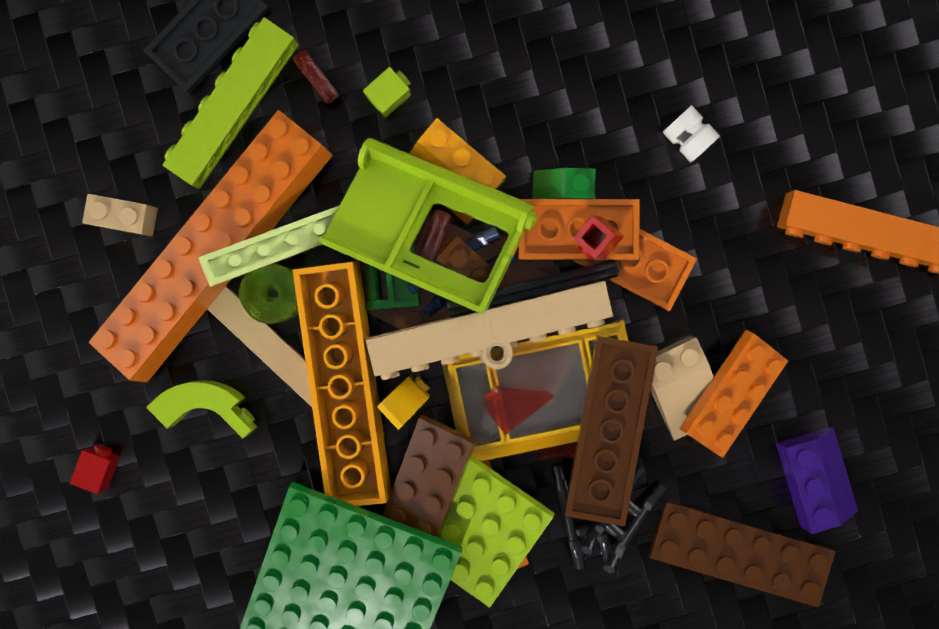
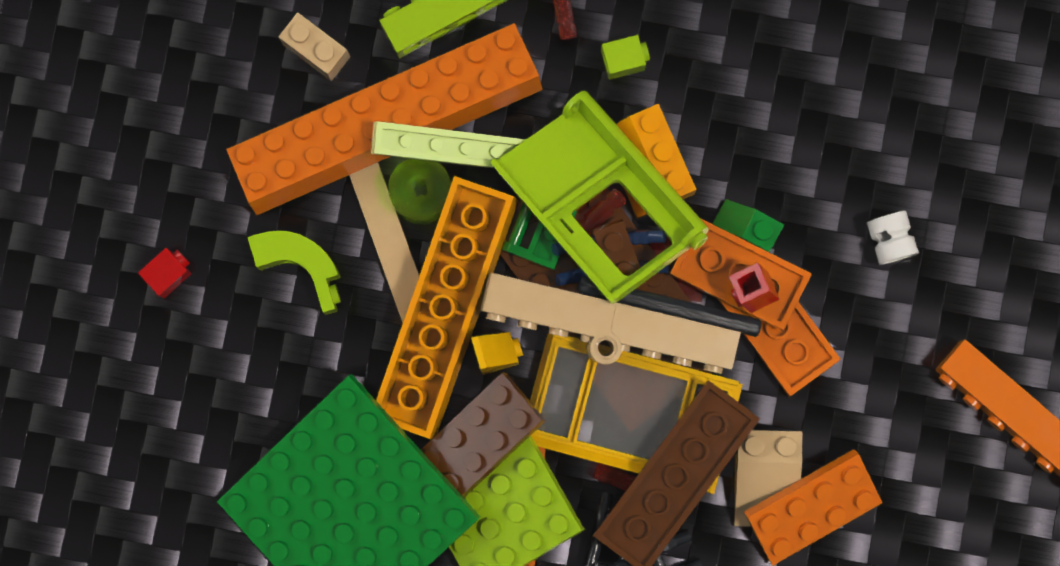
camera: 30 degrees right, 5 degrees down
(514, 404) = (596, 405): clear red slope -> none

